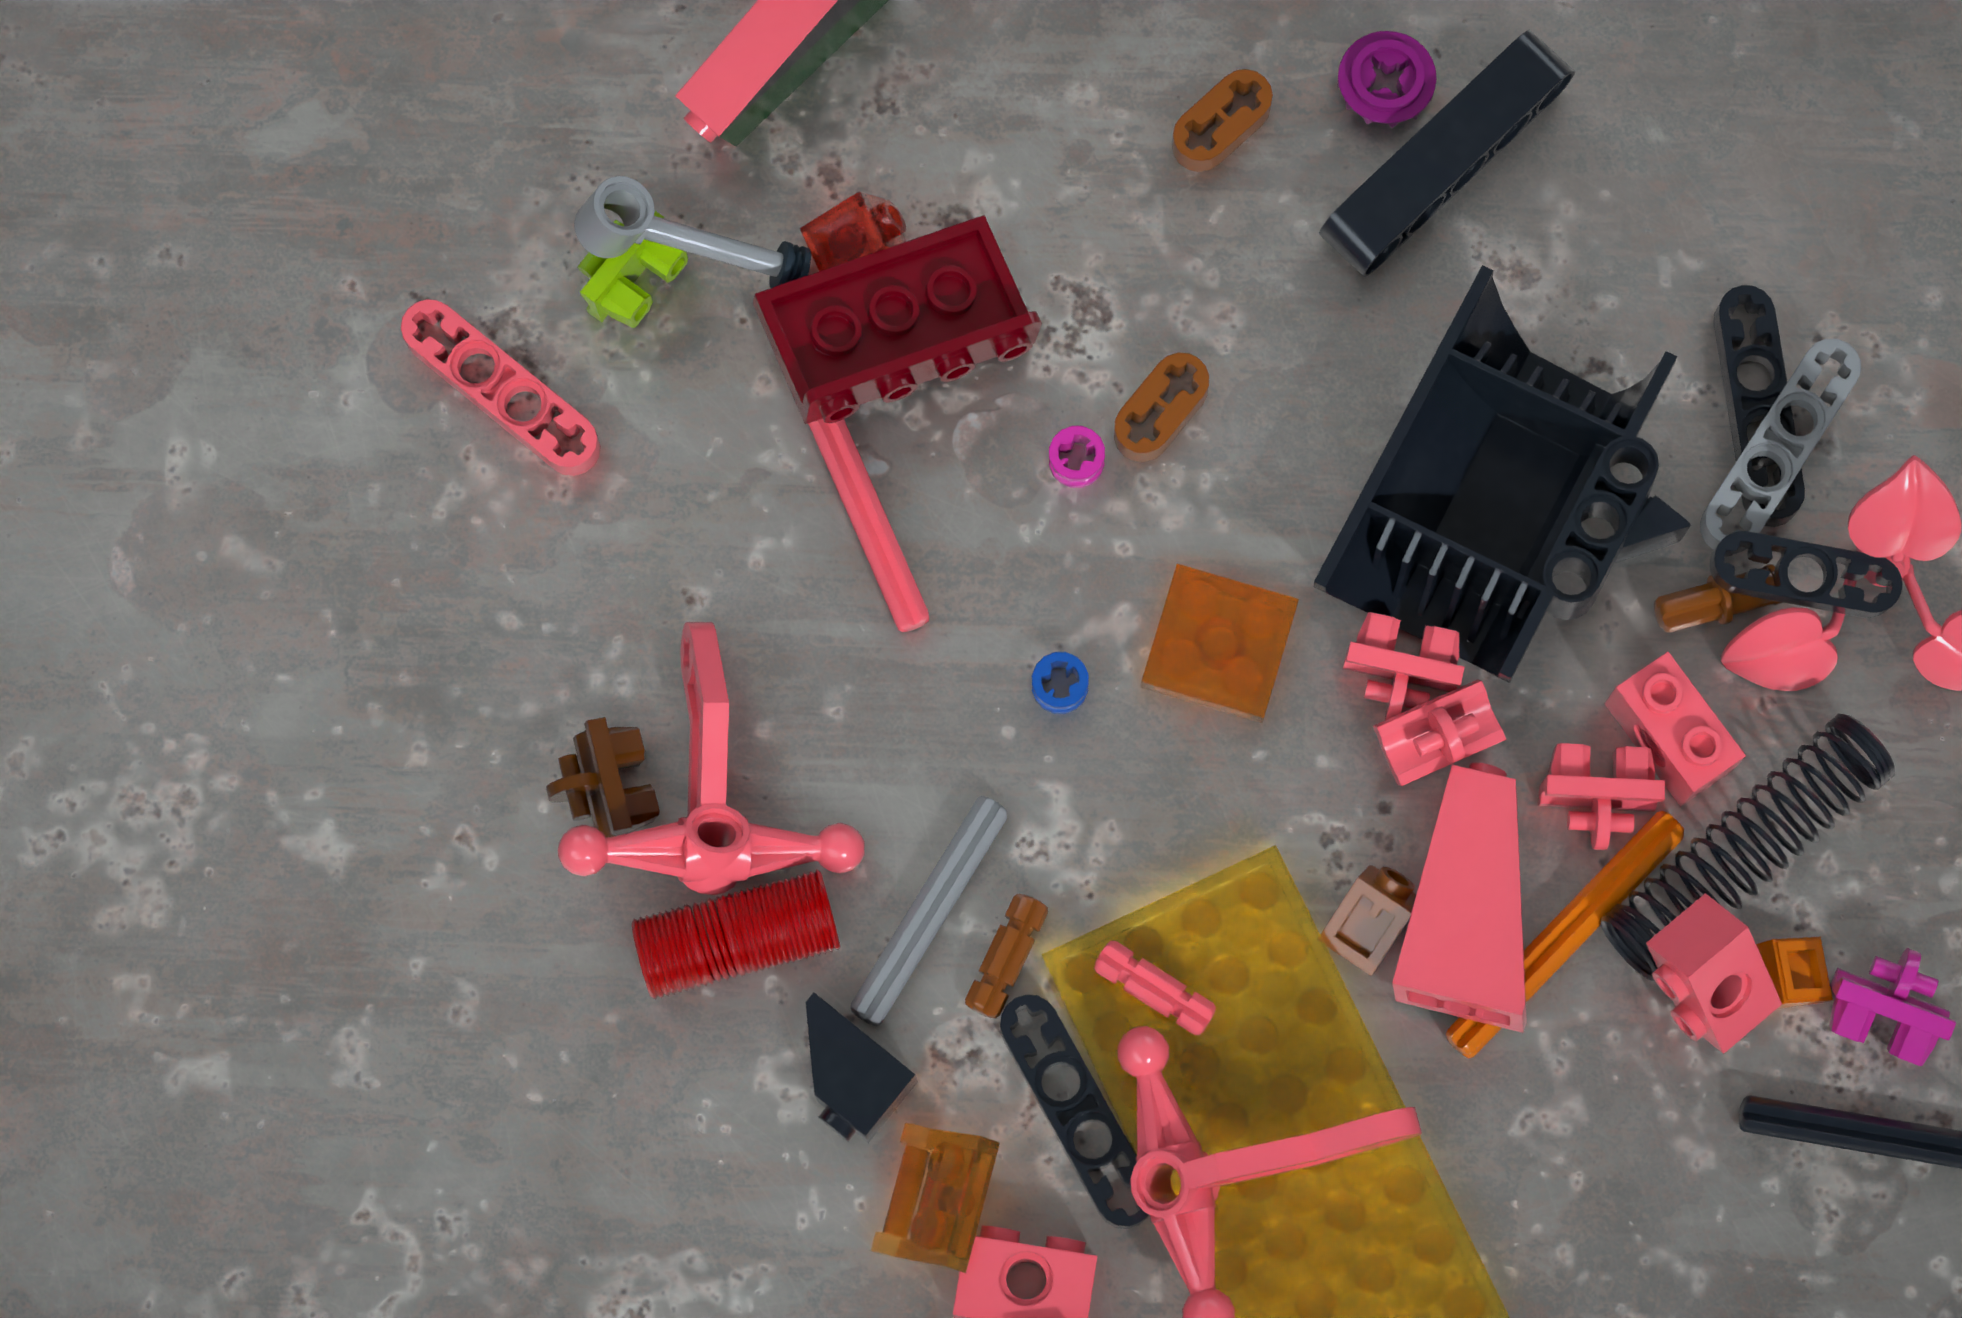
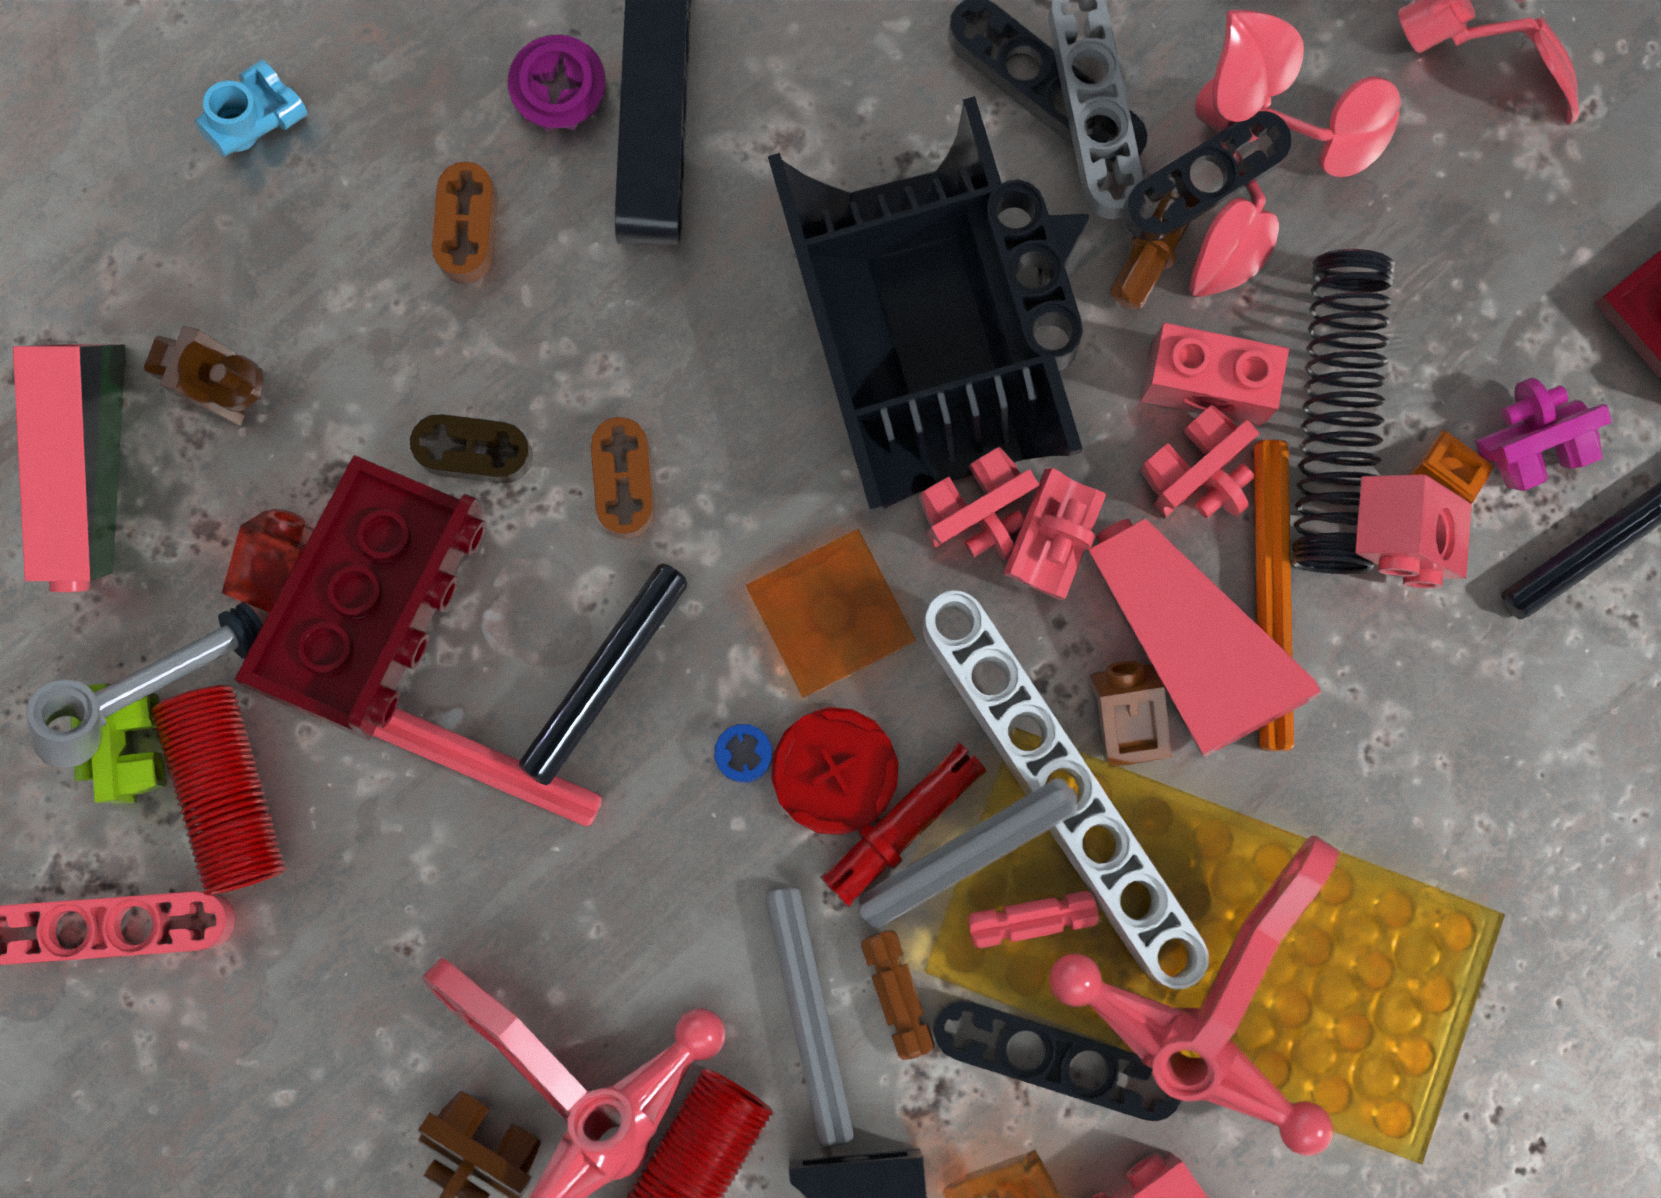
camera: 50 degrees left, 5 degrees up
(675, 356) = (221, 784): none -> red piece
(934, 64) = (206, 374): none -> reddish brown hips
(1014, 531) = (603, 674): none -> black axle
(1061, 296) = (473, 434): none -> dark brown beam
(1089, 470) = (575, 570): dark pink bush -> none
(1114, 758) = (834, 771): none -> red tile
(1127, 839) = (902, 825): none -> red pin
(1152, 893) = (968, 853): none -> light grey axle
(1278, 883) = (1057, 753): none -> white beam

